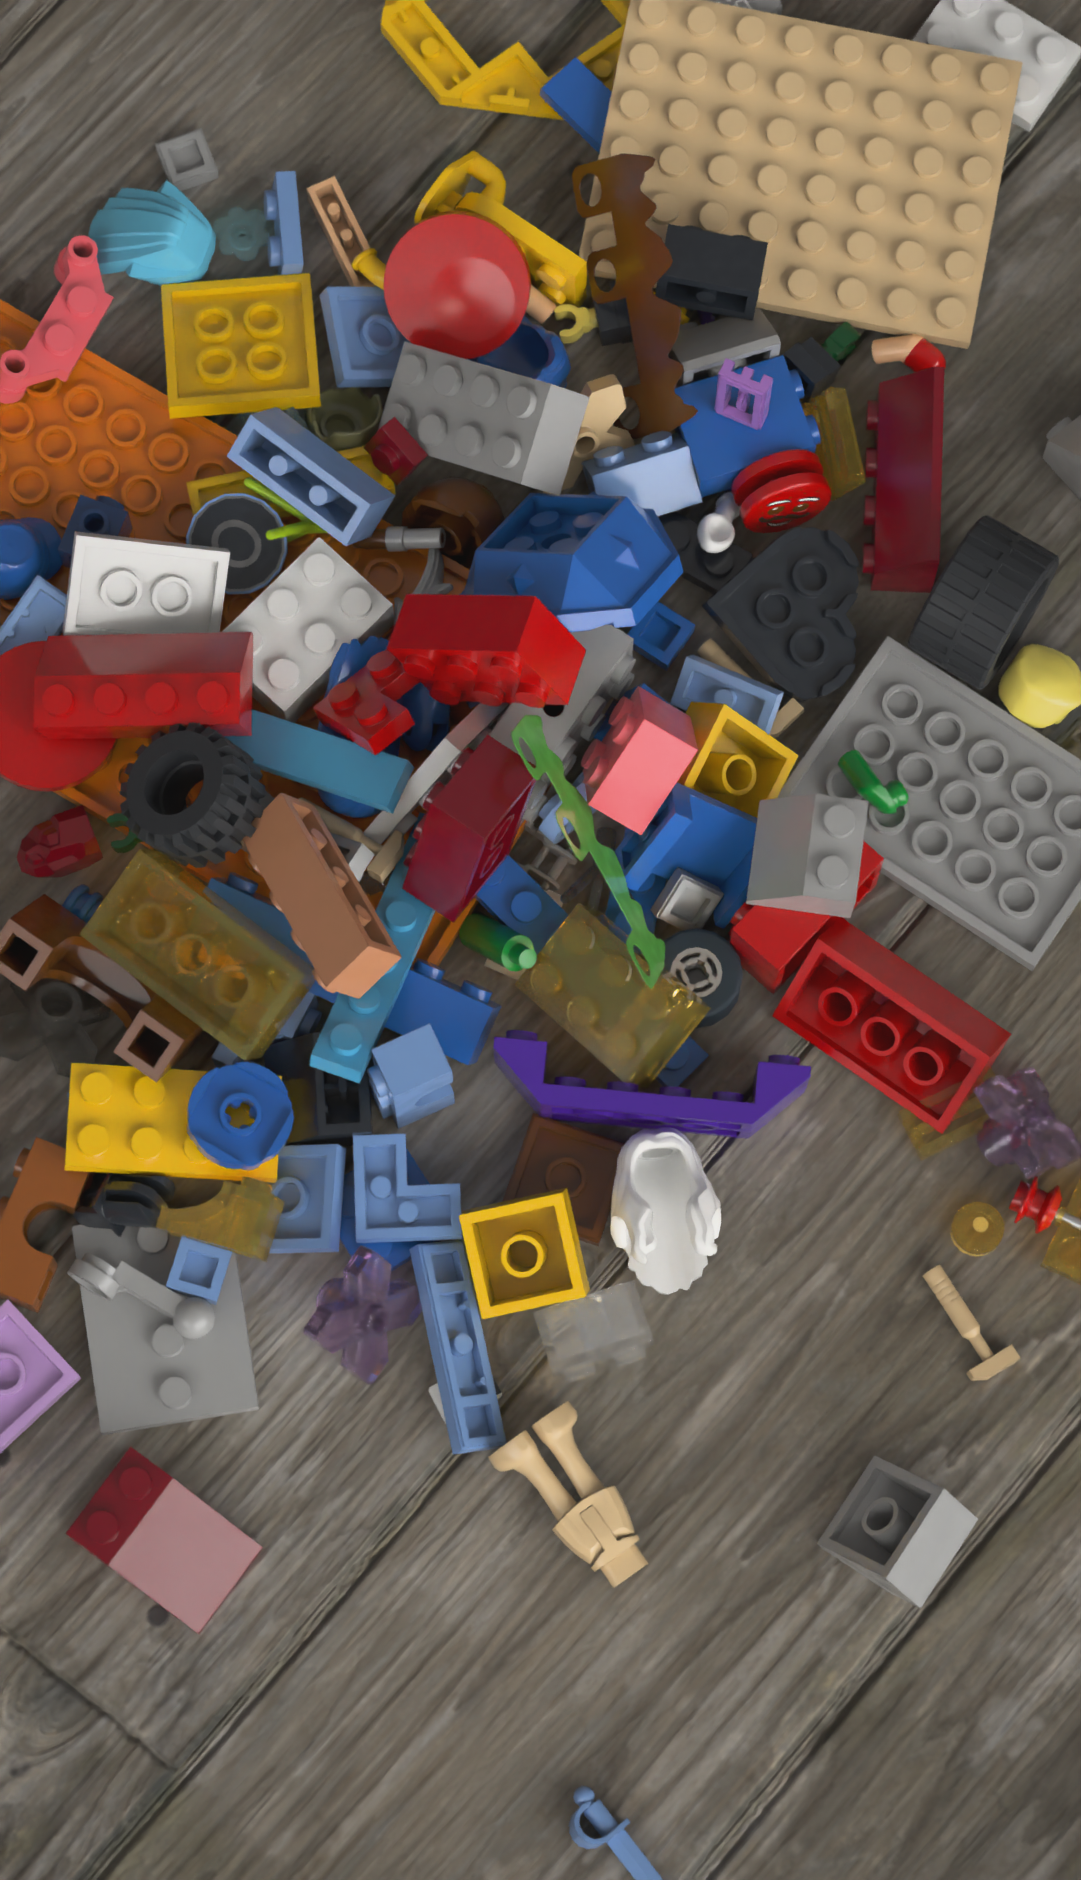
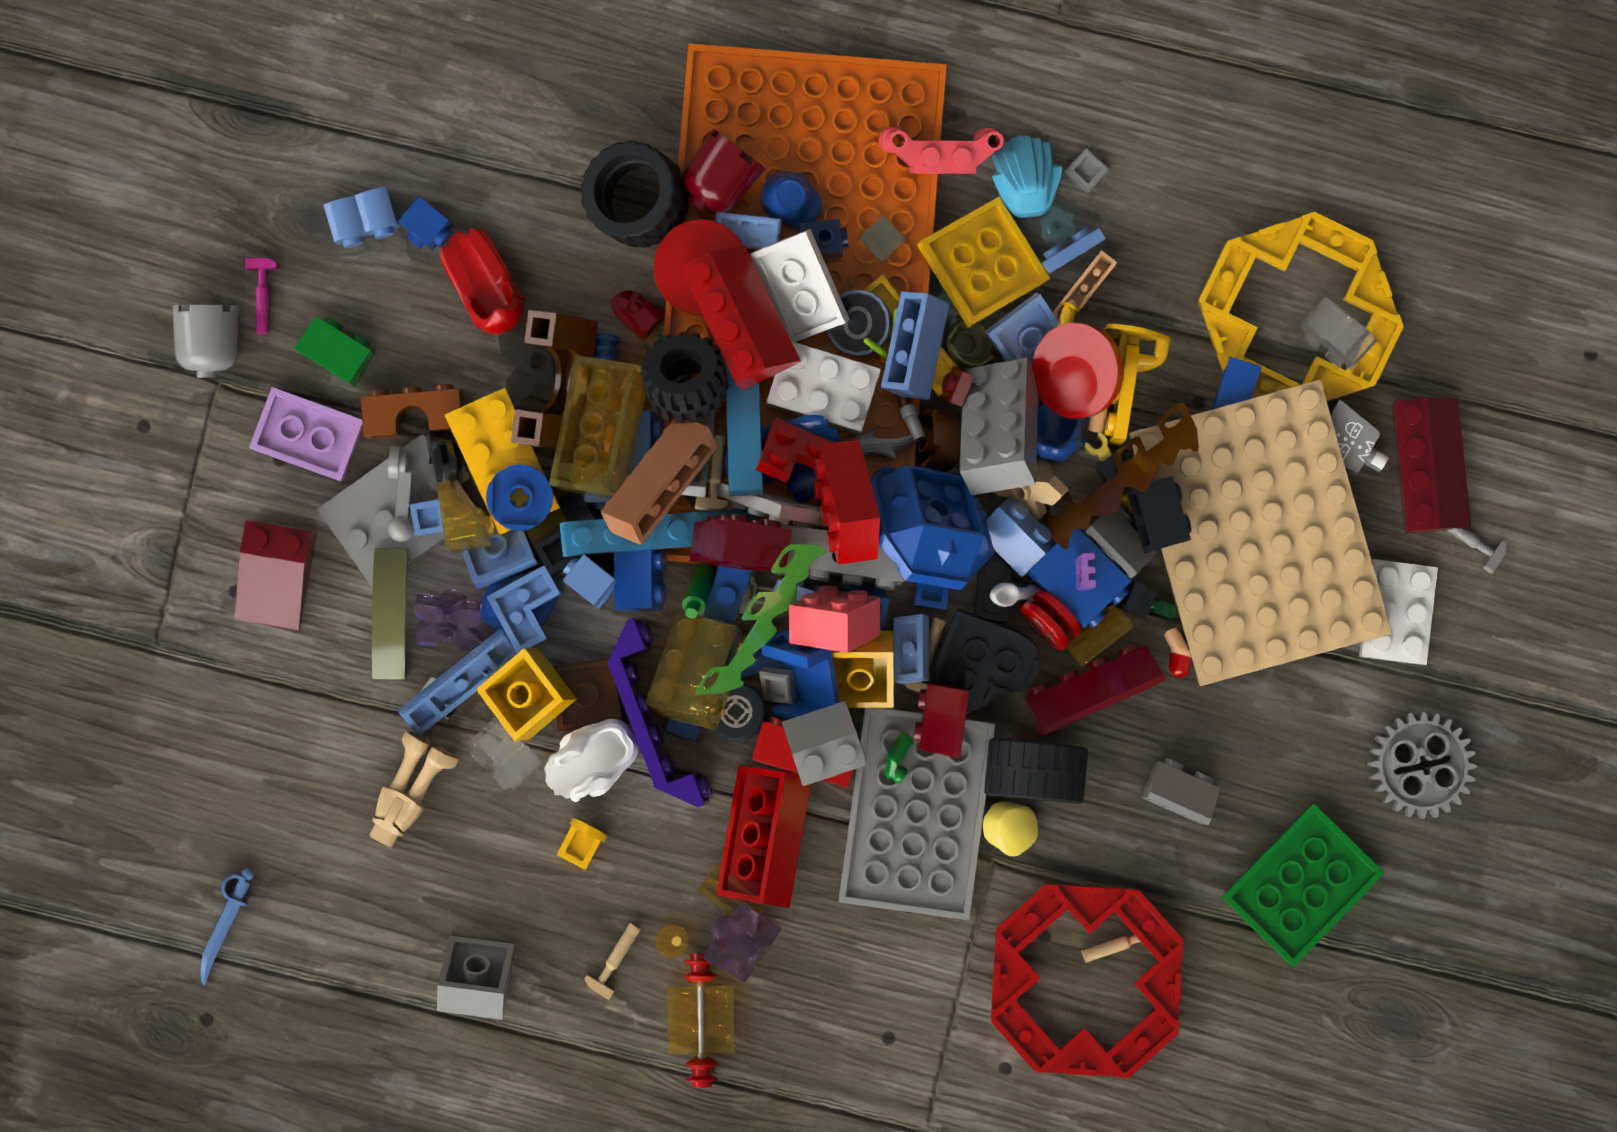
camera: 65 degrees right, 10 degrees up
(136, 461) = (882, 239): none -> clear light blue tile
(308, 1397) = (389, 613): none -> olive slope
(774, 1288) = (581, 843): none -> yellow tile
(850, 689) = (942, 719): none -> dark red slope

